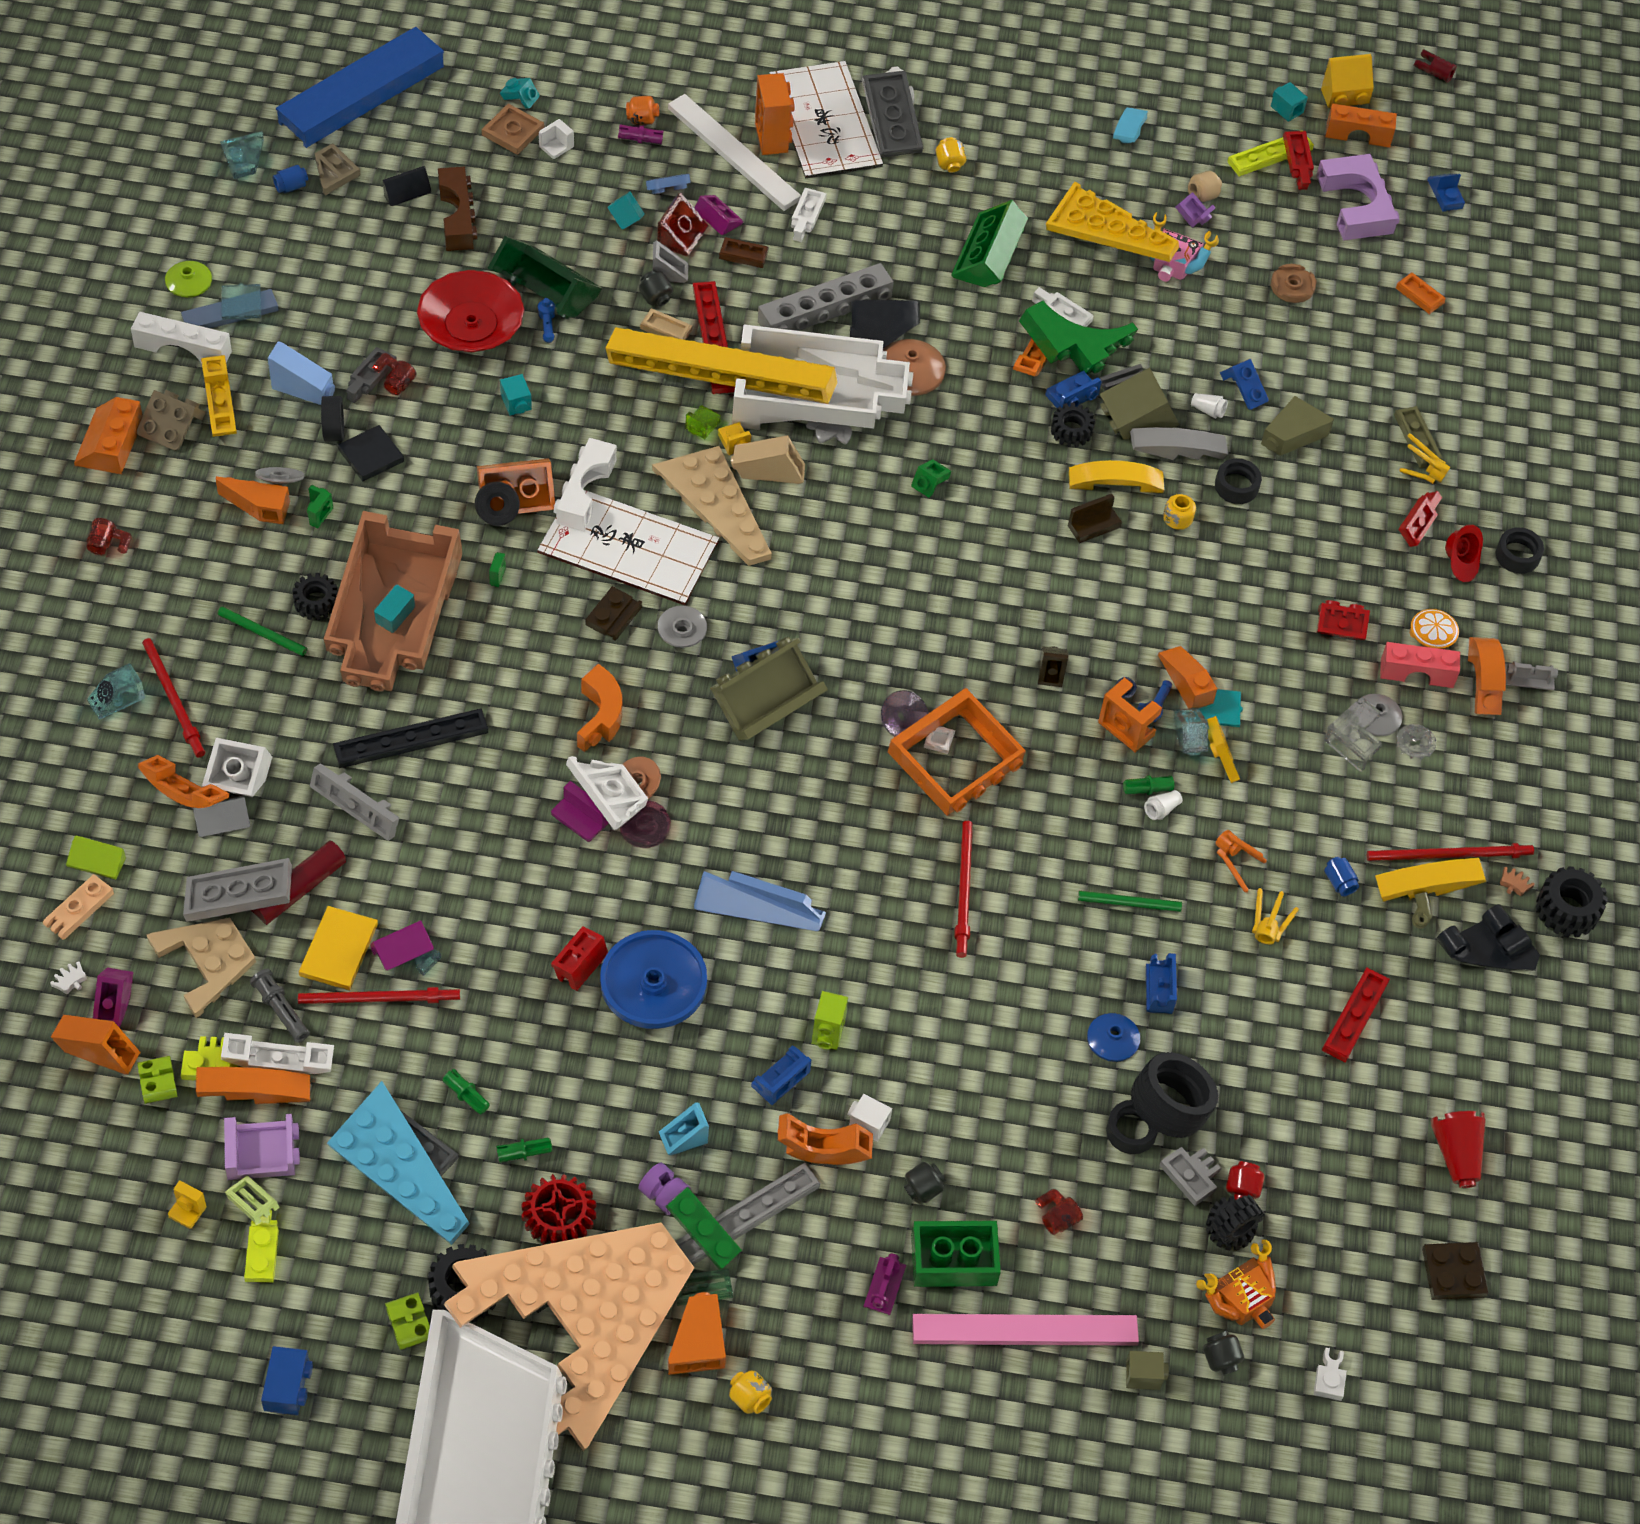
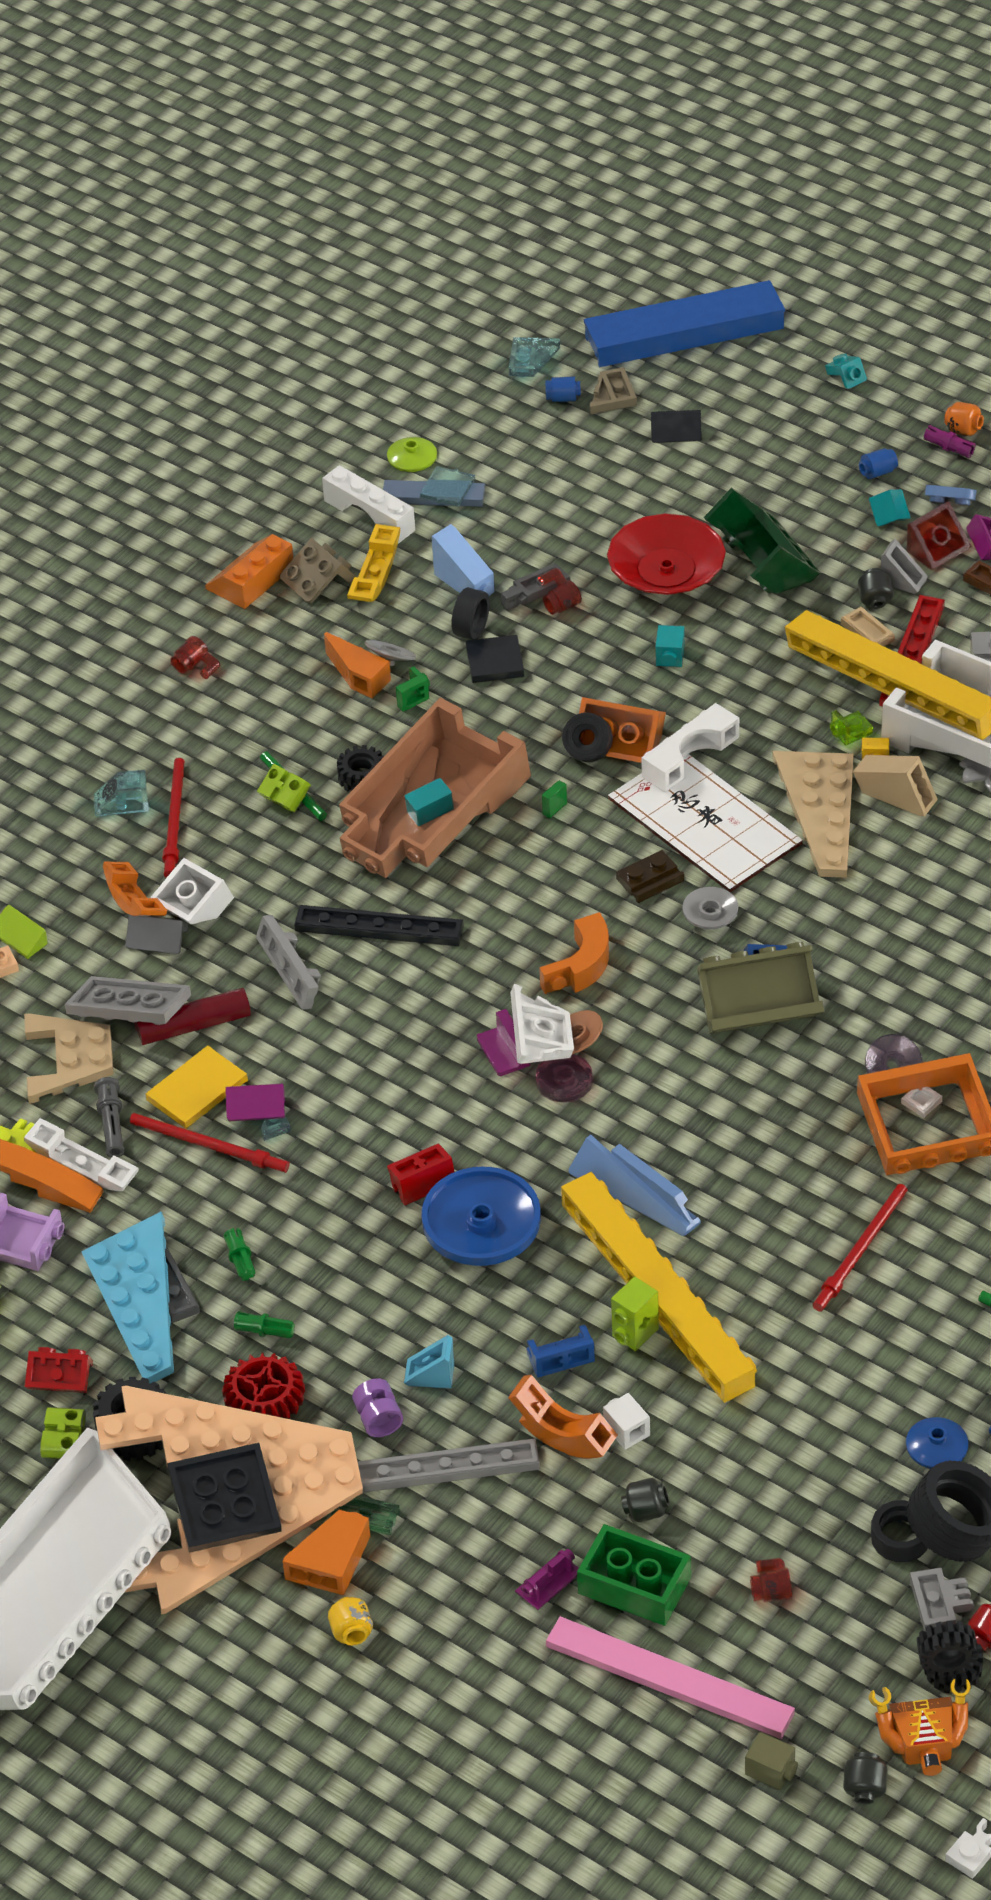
camera: 35 degrees right, 10 degrees down
(259, 637) = (283, 788): none -> lime piece
(372, 1264) = (58, 1370): none -> red bracket
(454, 190) = (706, 478): reddish brown arch -> none
(512, 129) = (817, 402): medium nougat plate -> none
(546, 311) = (748, 584): blue piece -> none
(556, 139) = (856, 422): white panel -> none
(593, 1328) = (224, 1497): none -> black plate
(594, 171) = (878, 463): none -> blue brick
(703, 1228) = (392, 1455): green plate -> none
(810, 976) = (679, 1311): none -> yellow brick

